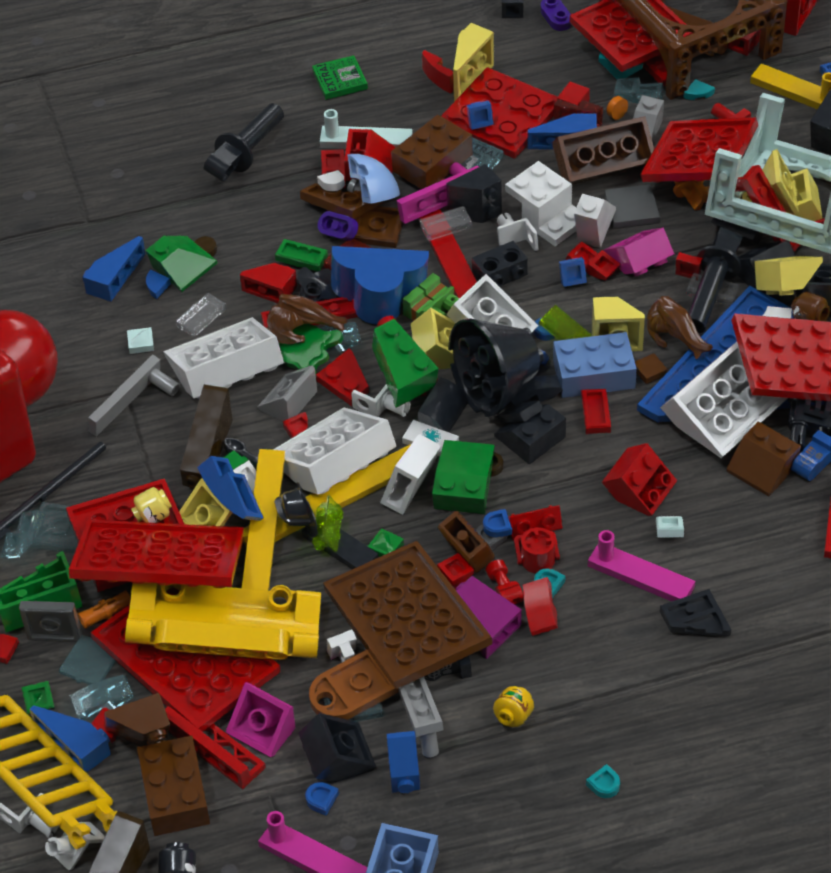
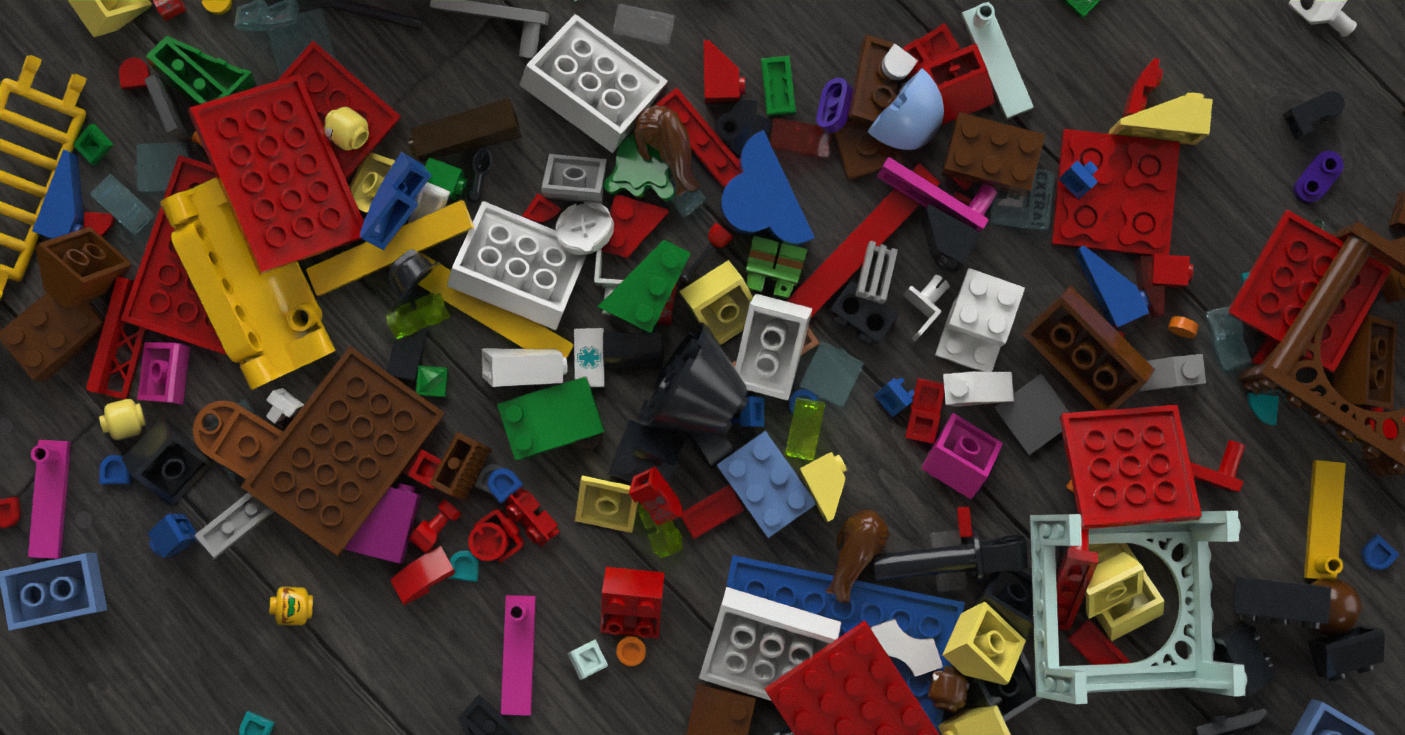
camera: 65 degrees right, 35 degrees up
(281, 766) = (122, 419): none -> light yellow head
(329, 398) = (584, 228): none -> white tile
(445, 223) = (895, 223): clear tile -> none
(475, 242) = (882, 252): none -> light grey tile
(535, 301) = (831, 374): none -> clear light blue piece
(550, 464) = (606, 504): none -> light yellow slope
(565, 416) = (655, 496): none -> red leg
(580, 439) = (666, 539): none -> clear neon green hinge
(650, 368) = (798, 542): reddish brown tile -> none
(678, 500) = (631, 651): none -> orange tile

